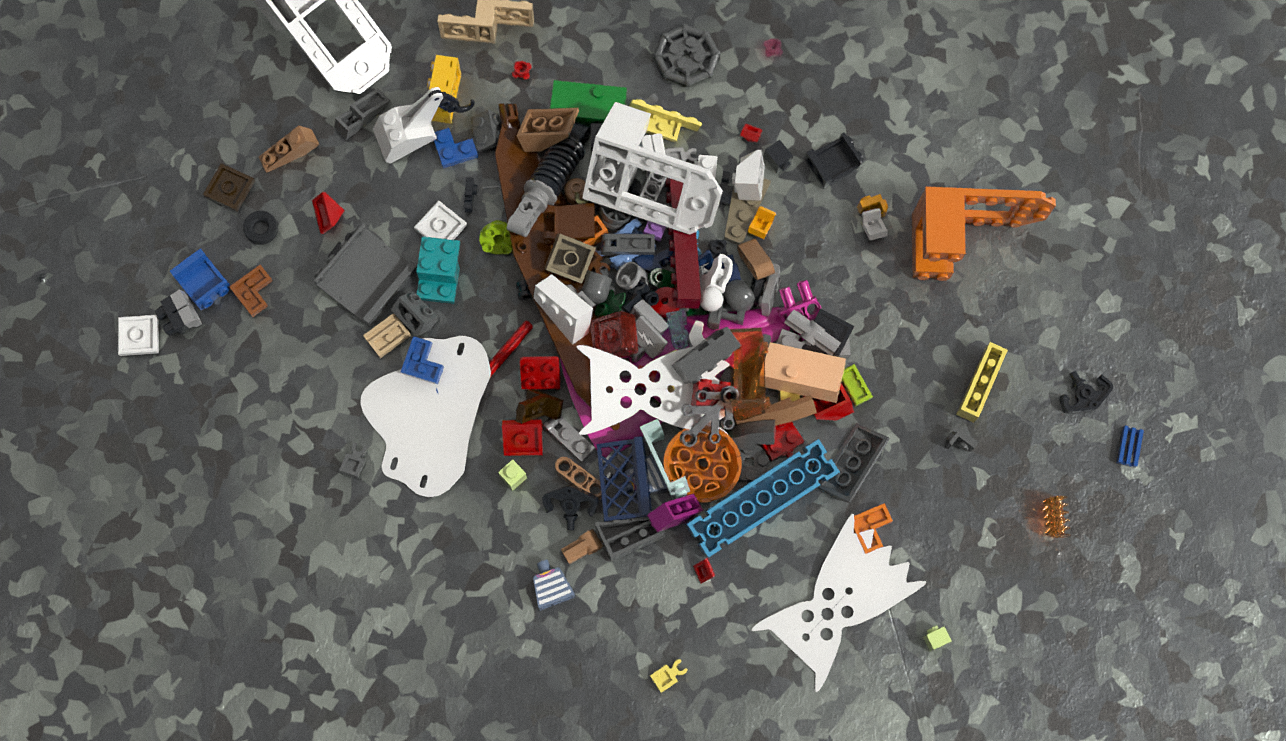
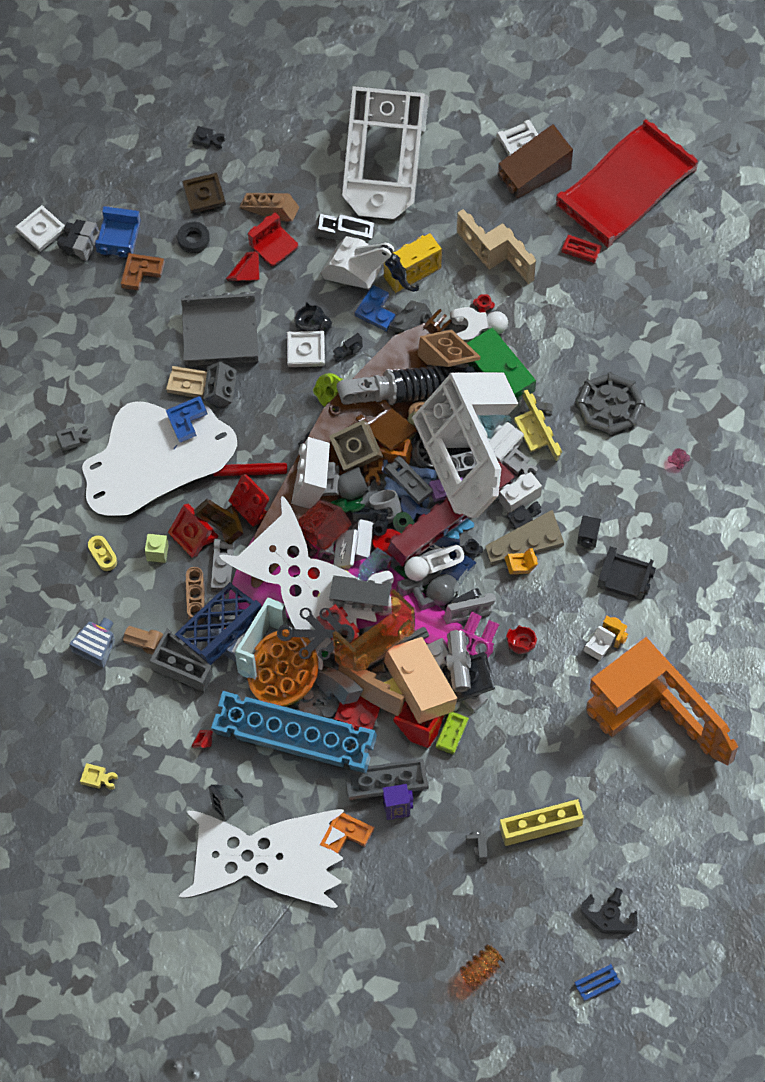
camera: 55 degrees right, 10 degrees down
(178, 146) = (206, 137): none -> black plate
(322, 173) = (271, 240): none -> red bracket
(418, 195) = (312, 319): none -> black piece
(438, 270) = (268, 373): teal bracket -> none
(478, 519) = (103, 554): none -> light yellow plate
(537, 87) = (477, 322): none -> white piece
(570, 502) = (174, 600): black piece -> none
(675, 512) = (224, 675): magenta brick -> none
(749, 176) = (546, 519): white slope -> none
(751, 133) = (589, 497): red plate -> none
(755, 259) = (484, 578): medium nougat beam -> none
(775, 593) = (225, 800): none -> black slope
(824, 275) = (521, 639): none -> red hair
(882, 469) = (397, 801): none -> dark purple brick
(936, 638) = (298, 950): yellowish green plate -> none

